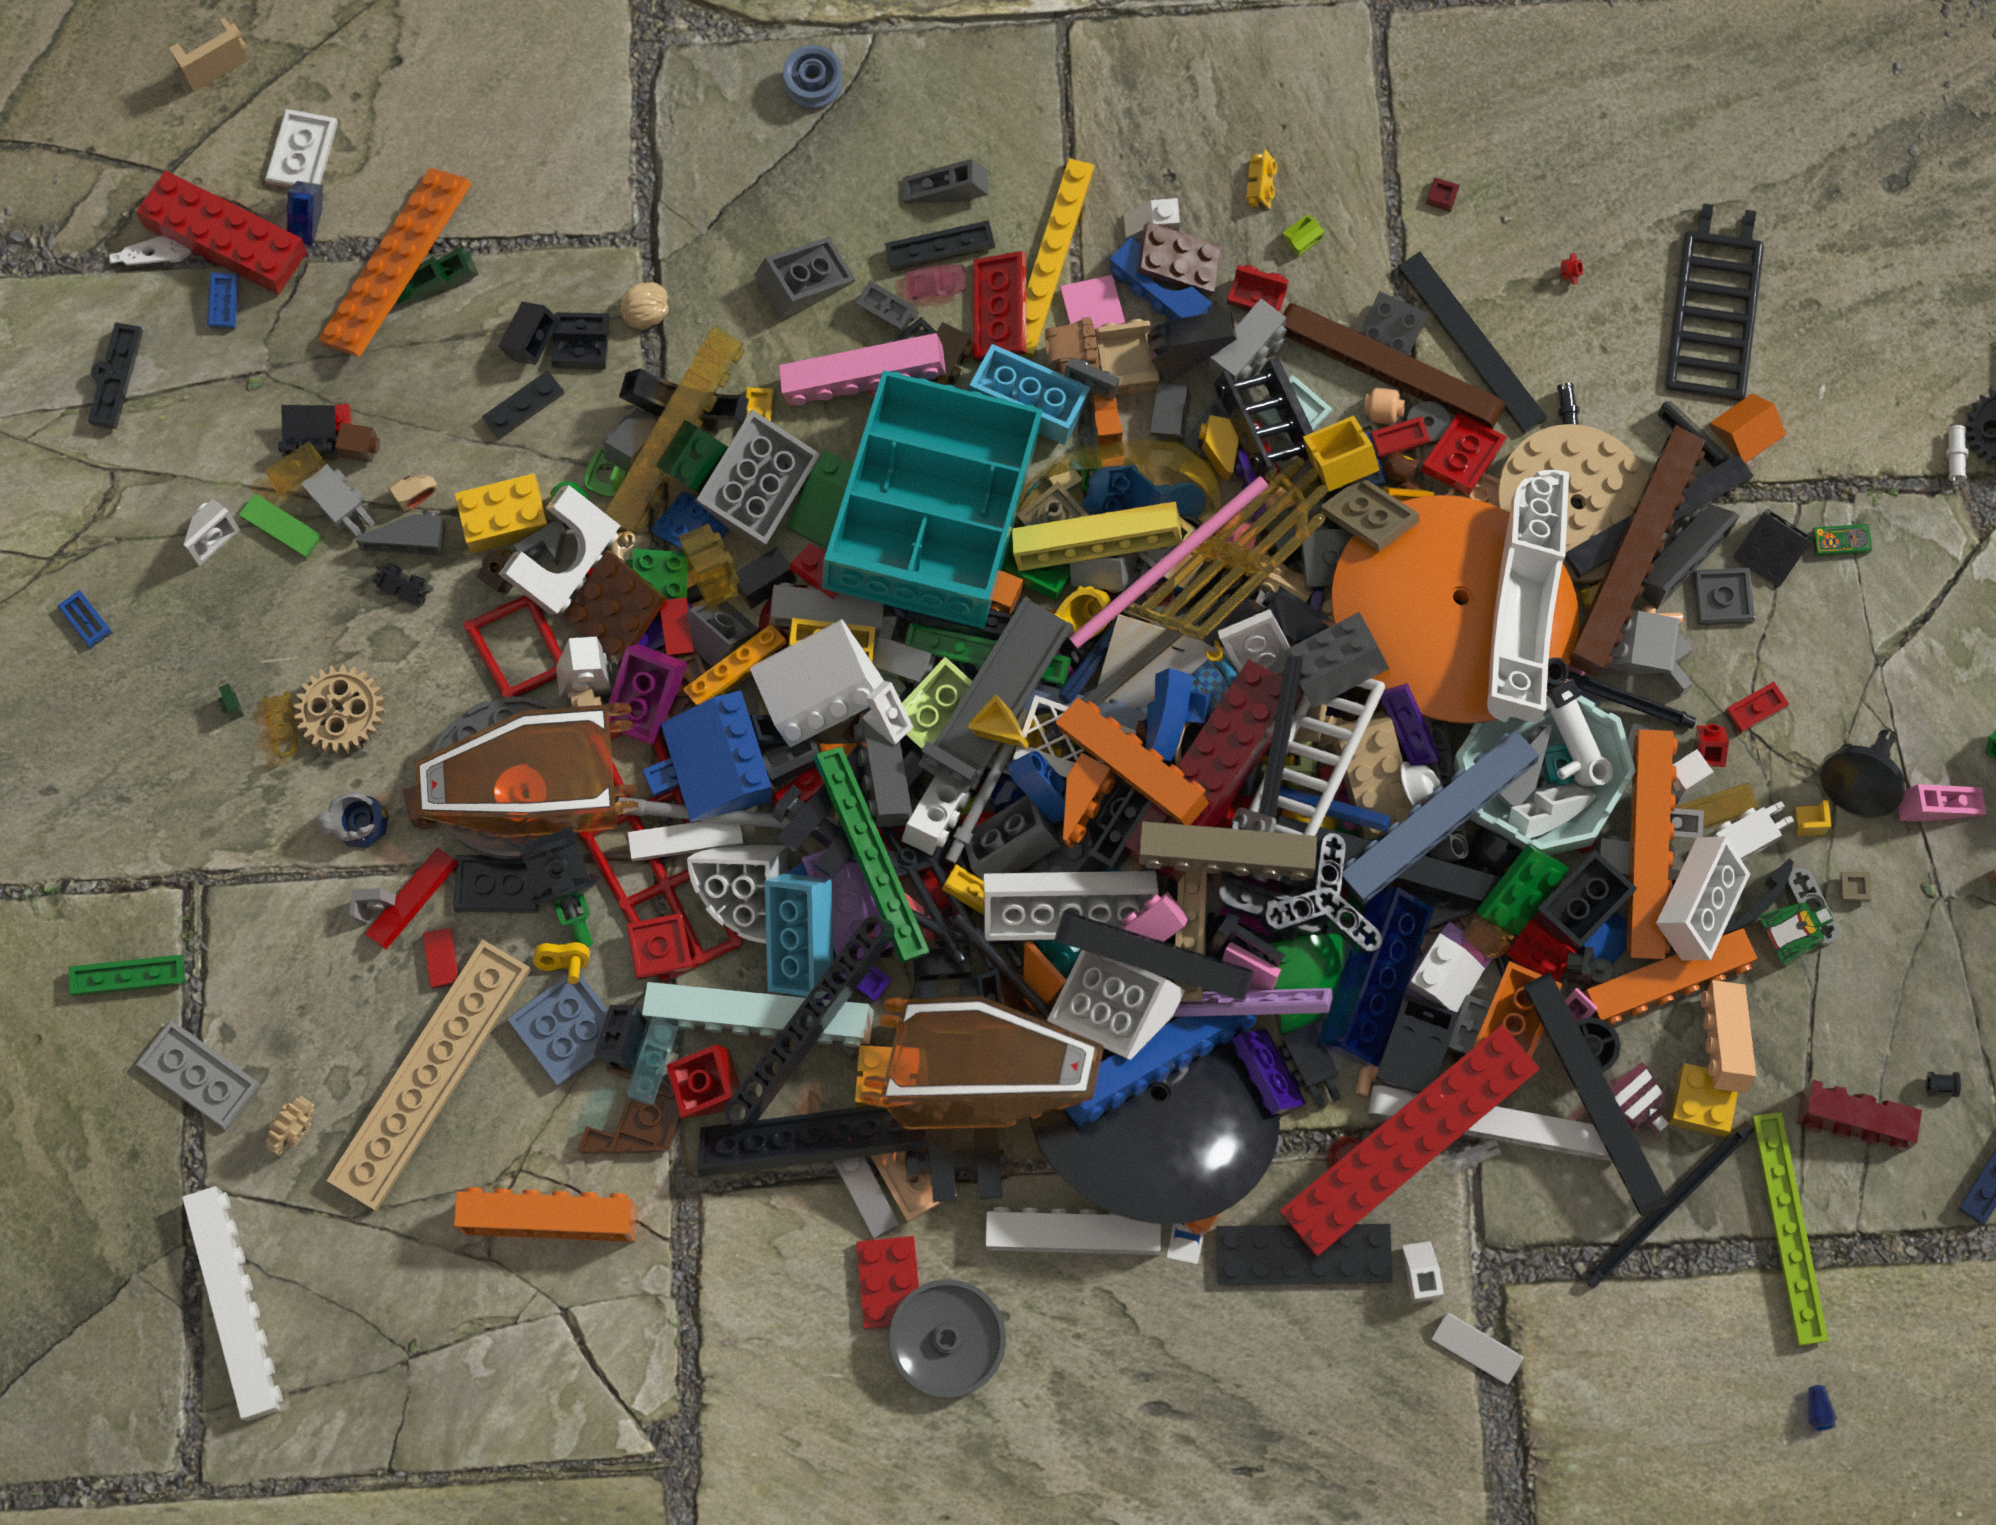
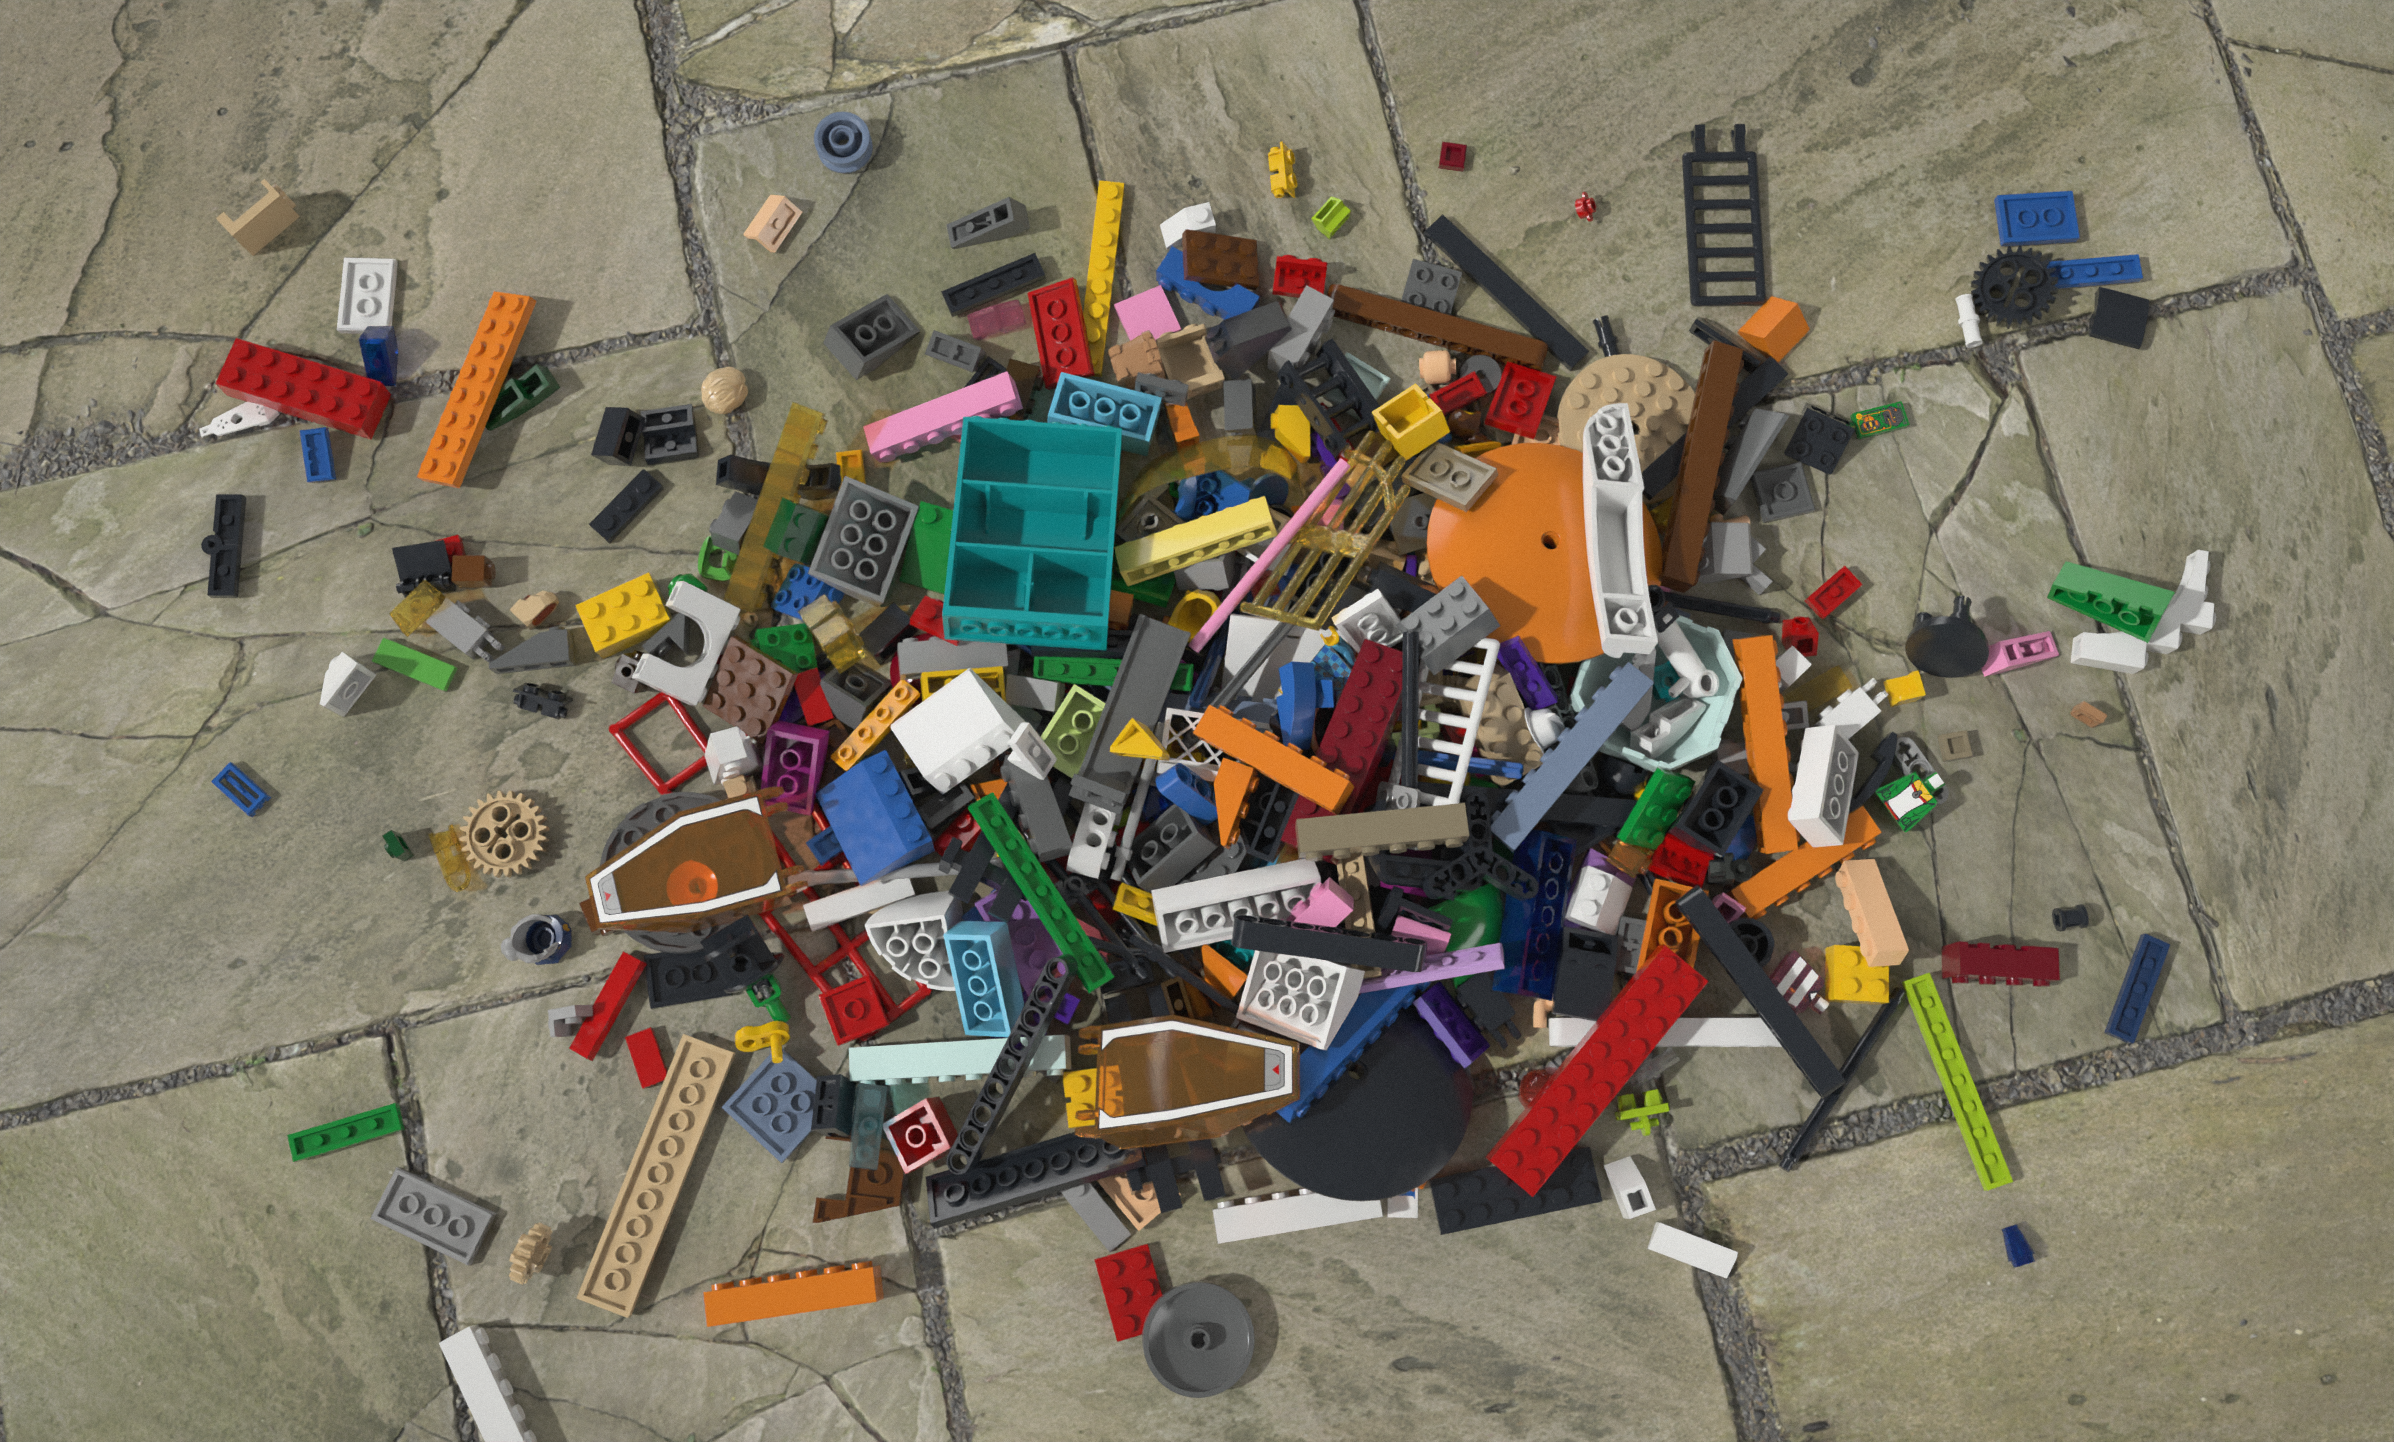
camera: 15 degrees left, 5 degrees up
(726, 145) = (773, 222): none -> light nougat panel
(1464, 1195) = (1653, 1105): none -> lime hips

